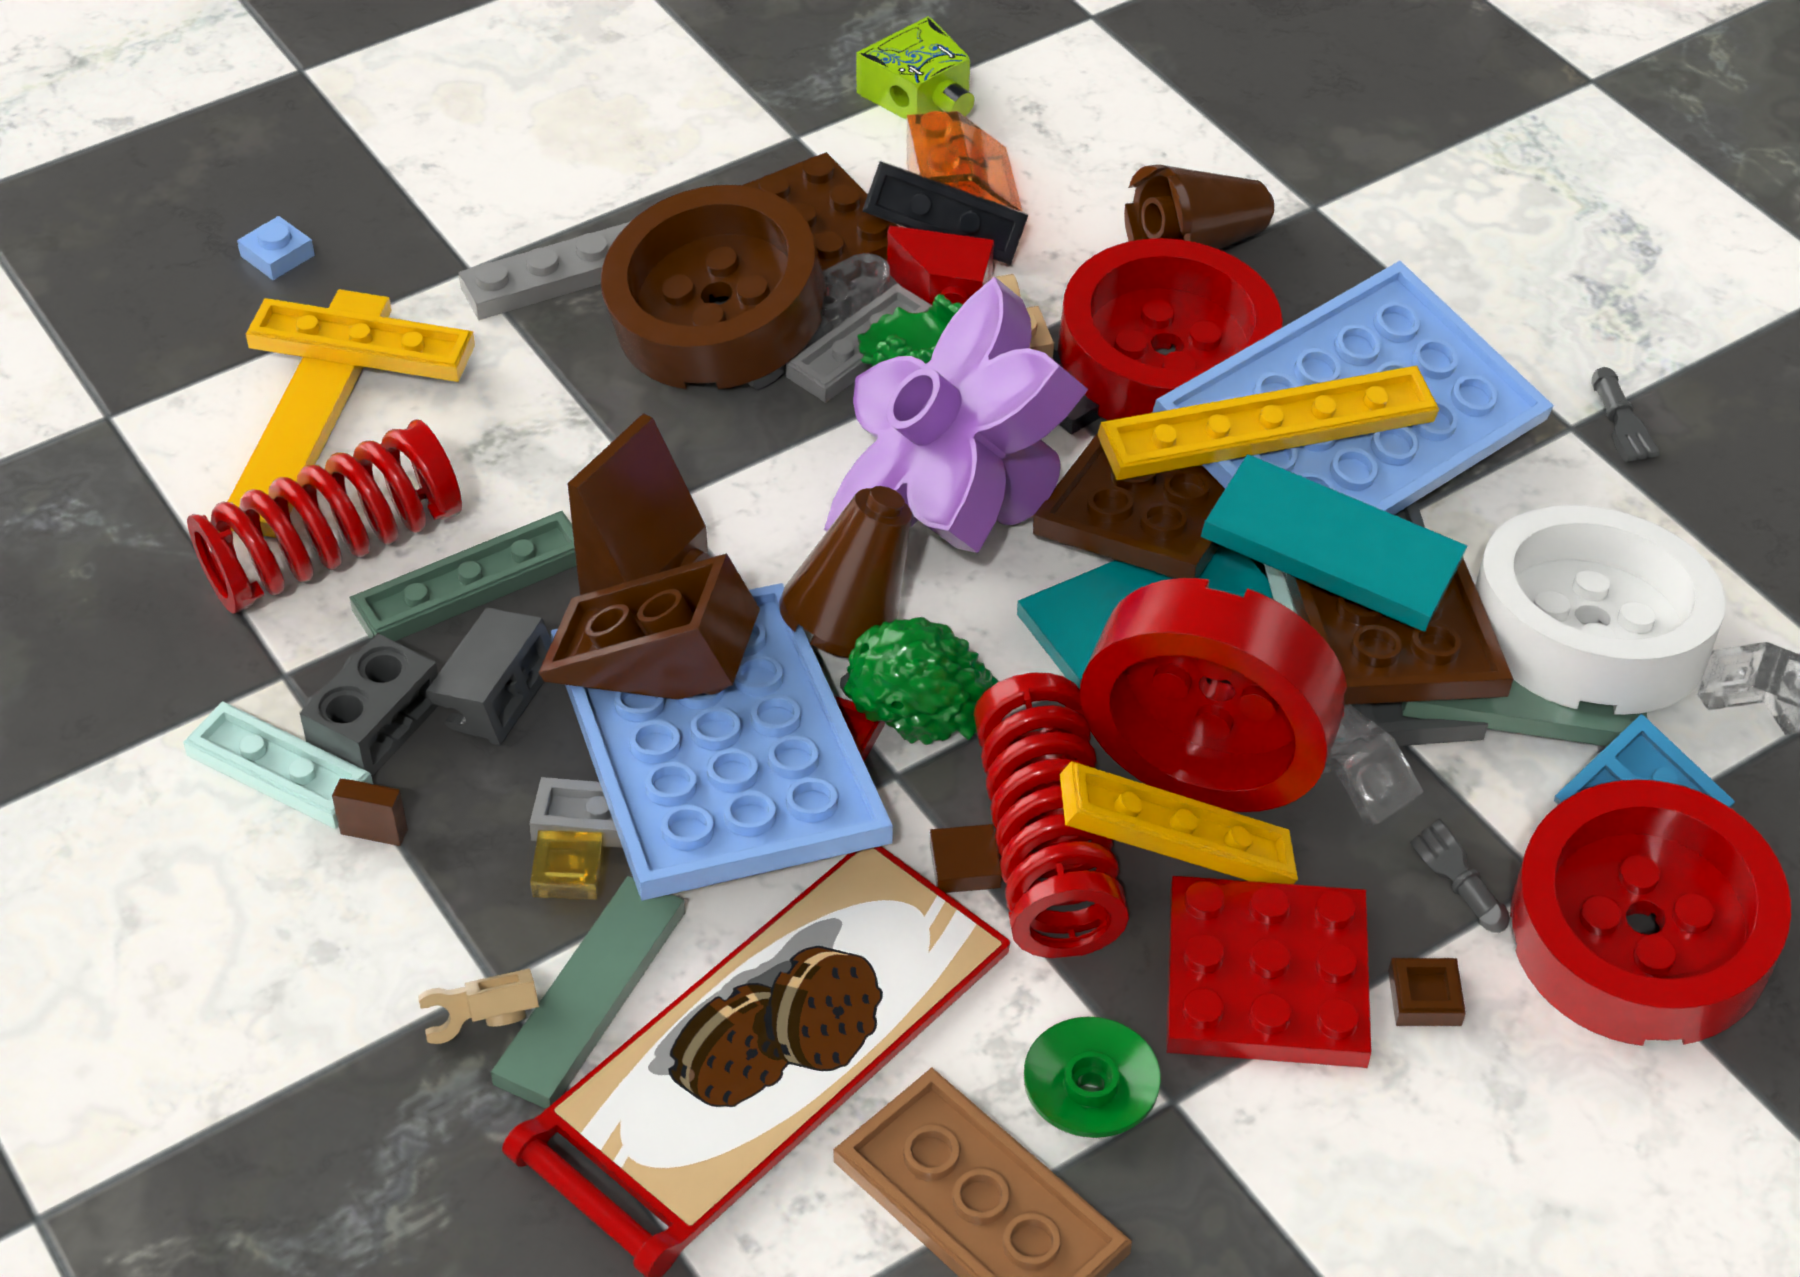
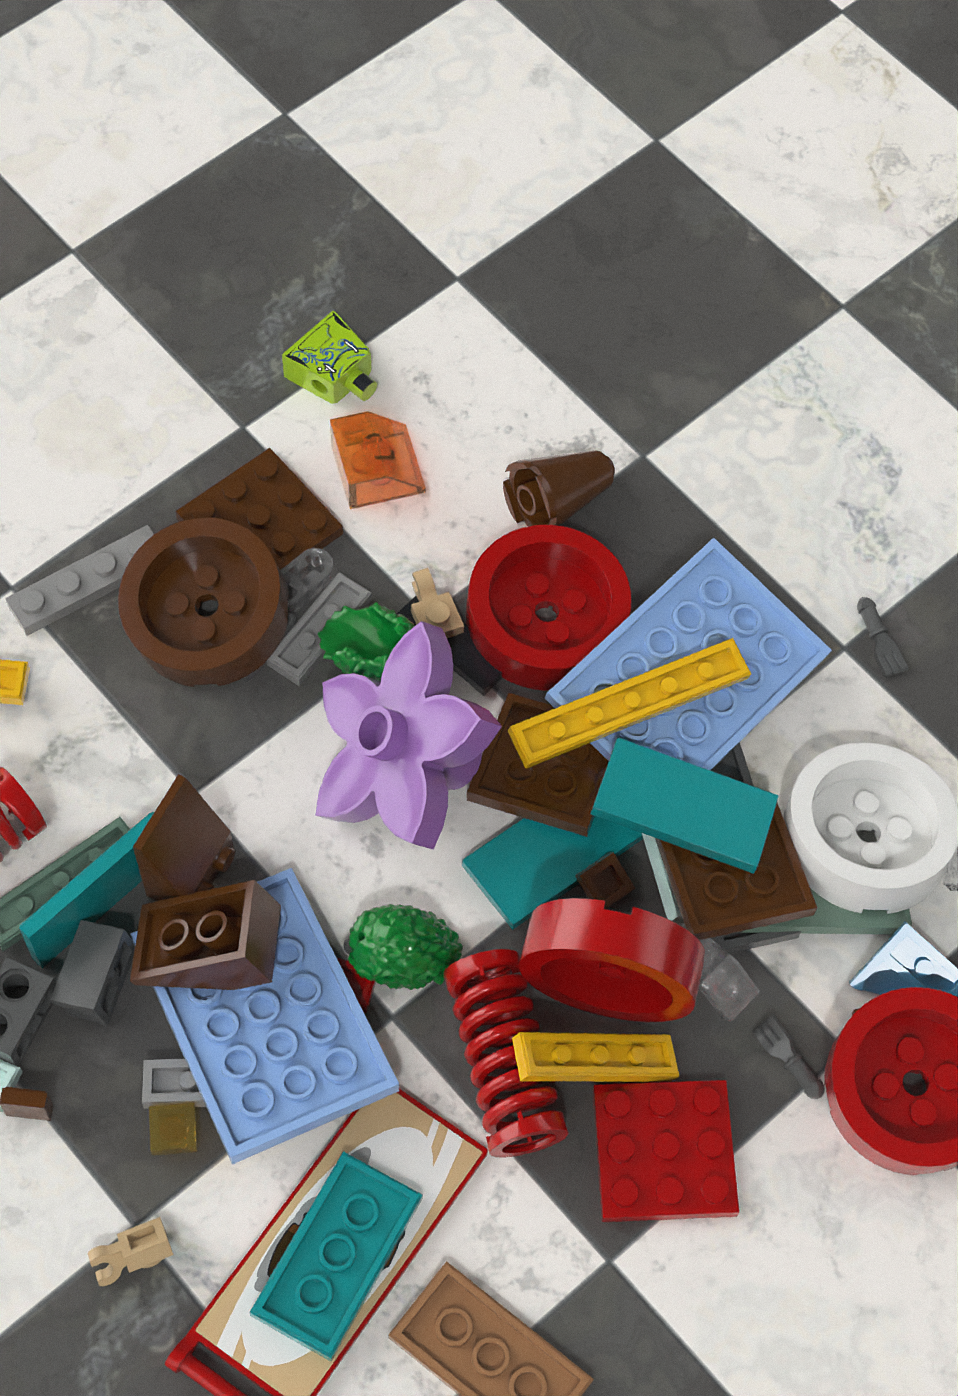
camera: 10 degrees left, 15 degrees up
(507, 569) = (84, 898): none -> teal tile
(586, 995) = (201, 1234): sand green tile -> none
(771, 1041) = (336, 1256): none -> teal tile
(852, 572) = (342, 873): reddish brown cone -> none
(938, 207) = (369, 507): black tile -> none
(939, 263) = (373, 559): red slope -> none
(965, 858) = (449, 1085): reddish brown tile -> none
(1094, 1054) = (559, 1235): green dish -> none
(1426, 992) = (772, 1154): reddish brown tile -> none

